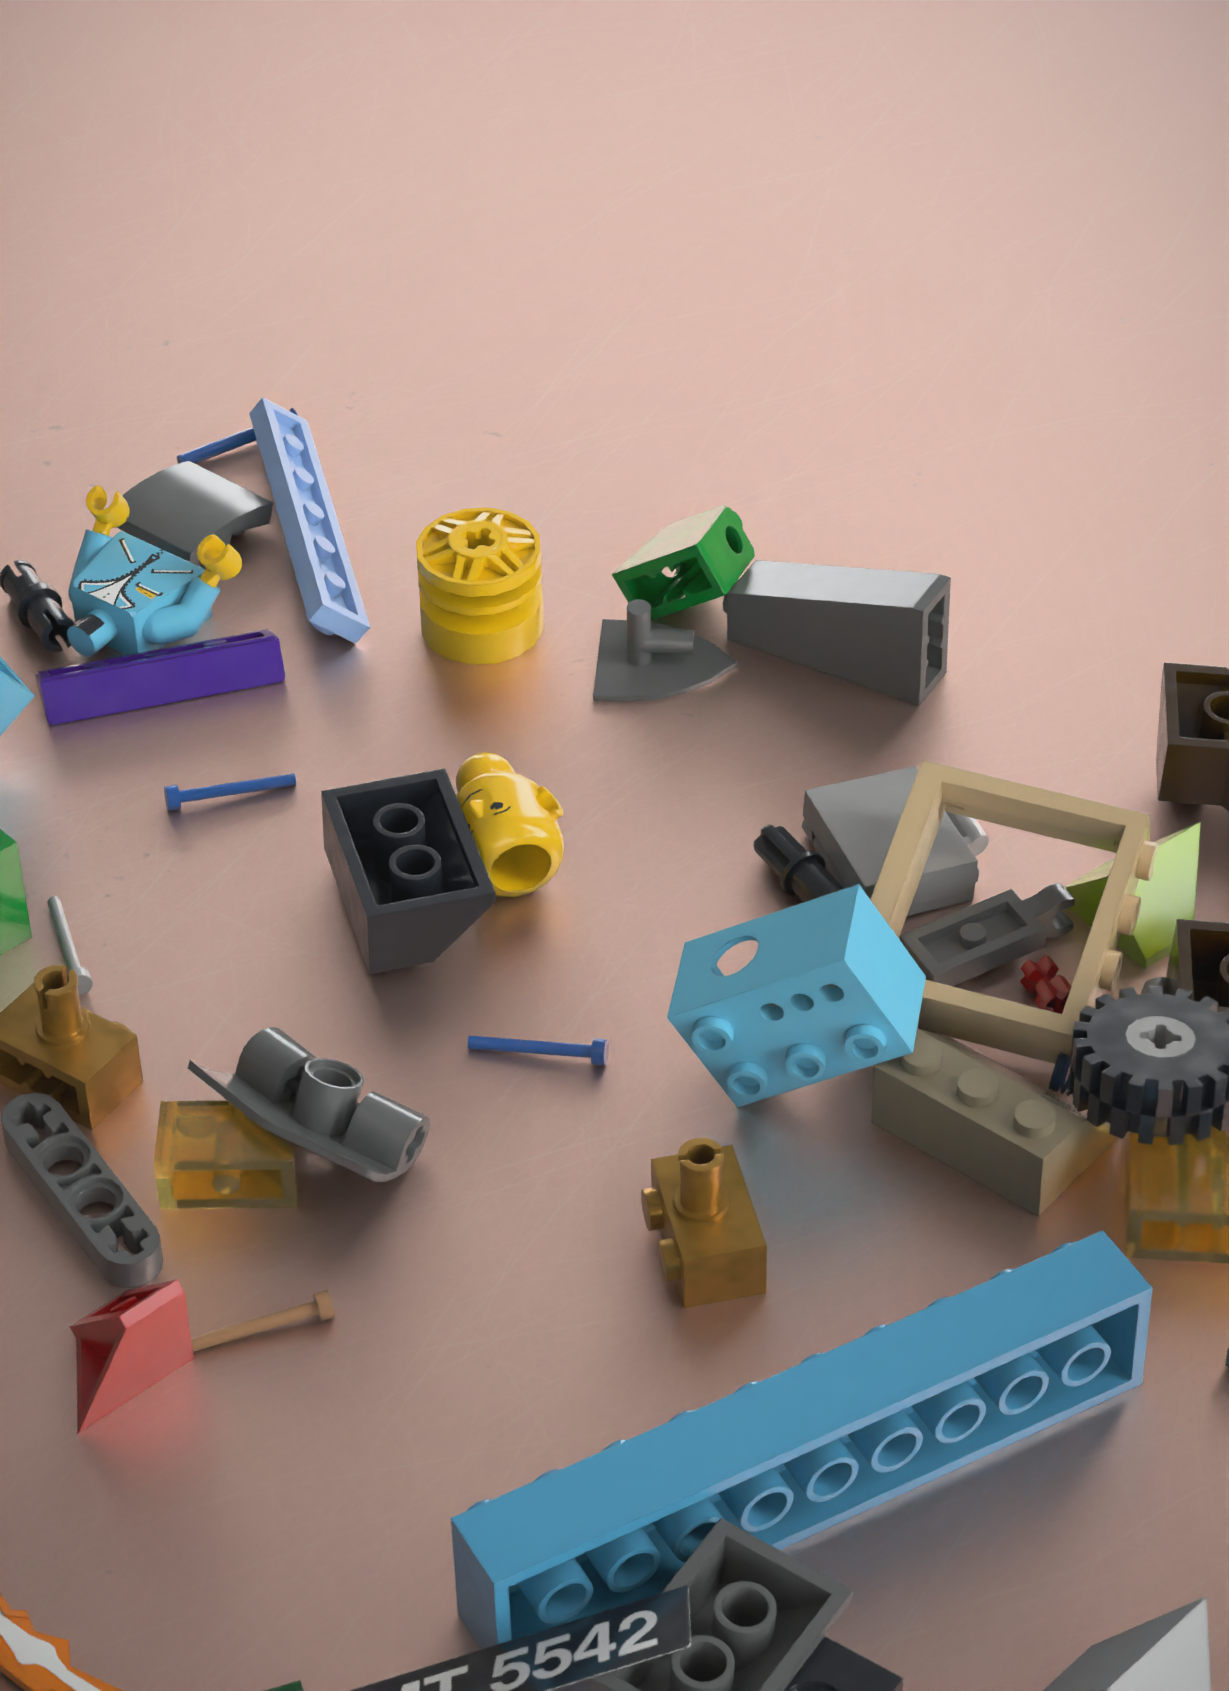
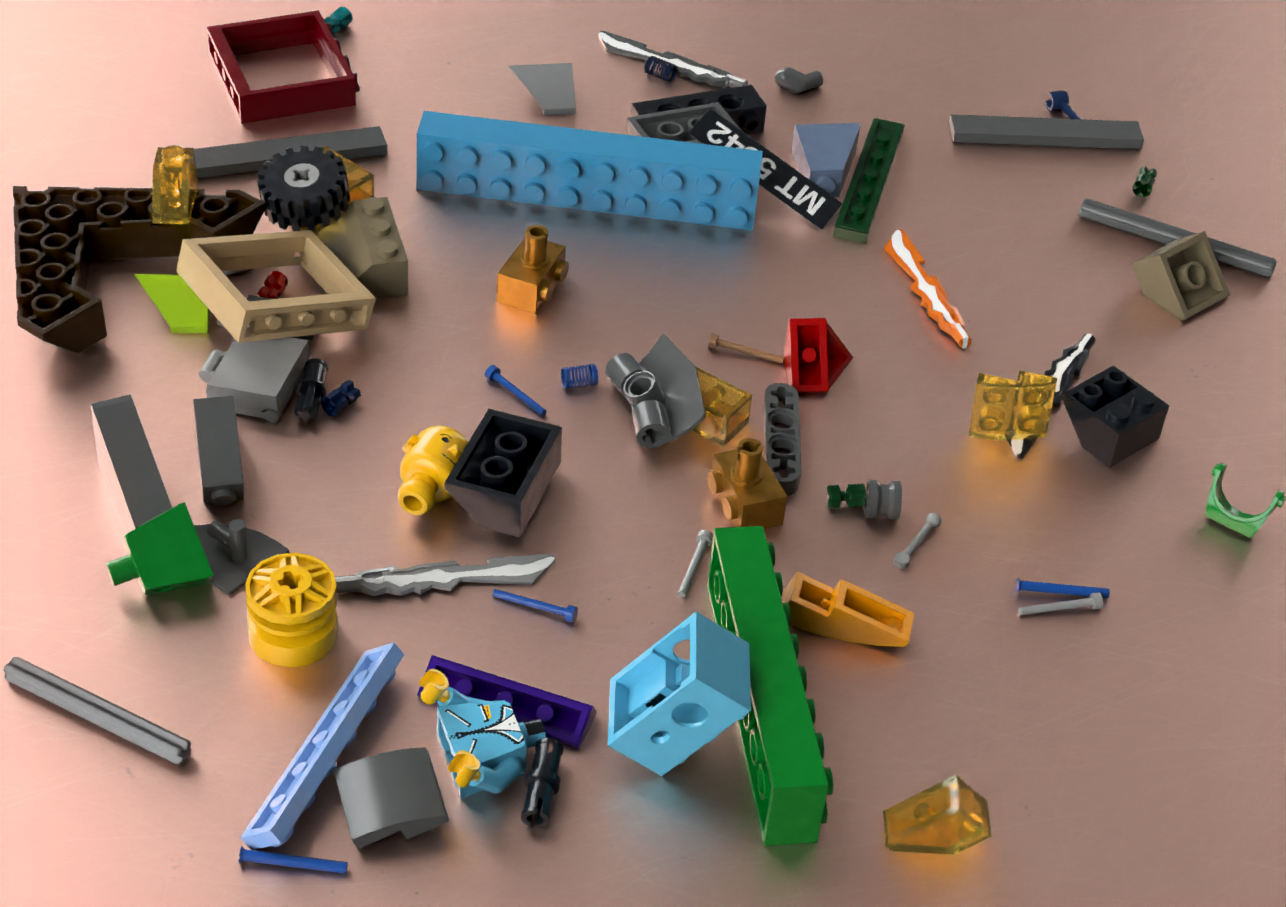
camera: 150 degrees left, 0 degrees up
(395, 746) = (446, 575): none -> light grey sword
(477, 1107) = (592, 374): none -> blue piece
(586, 444) = (98, 710): none -> axle
(754, 886) = (340, 398): none -> dark blue piece
(798, 709) = (218, 450): none -> dark grey slope
(811, 1005) = (424, 274): medium azure piece -> none

